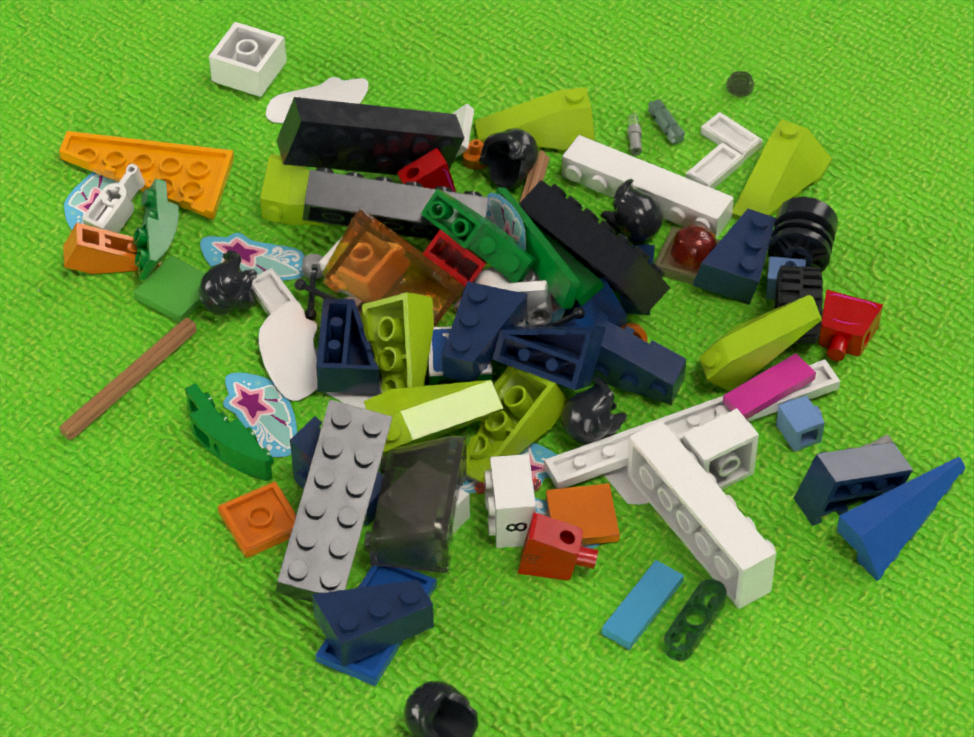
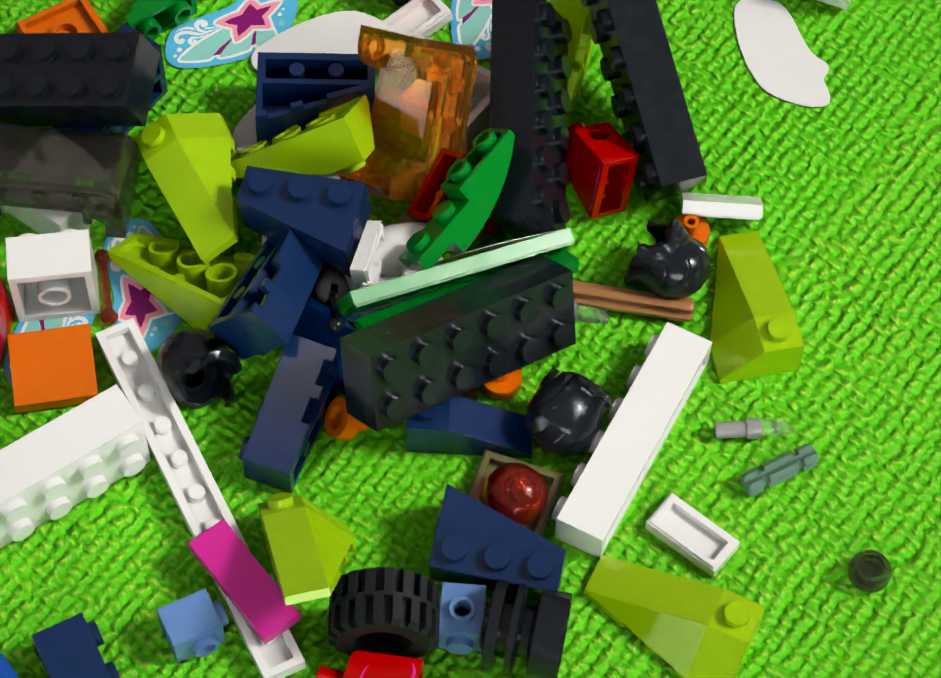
camera: 85 degrees right, 10 degrees up
(724, 130) = (760, 558): white tile -> none
(724, 447) = (122, 510): white brick -> none

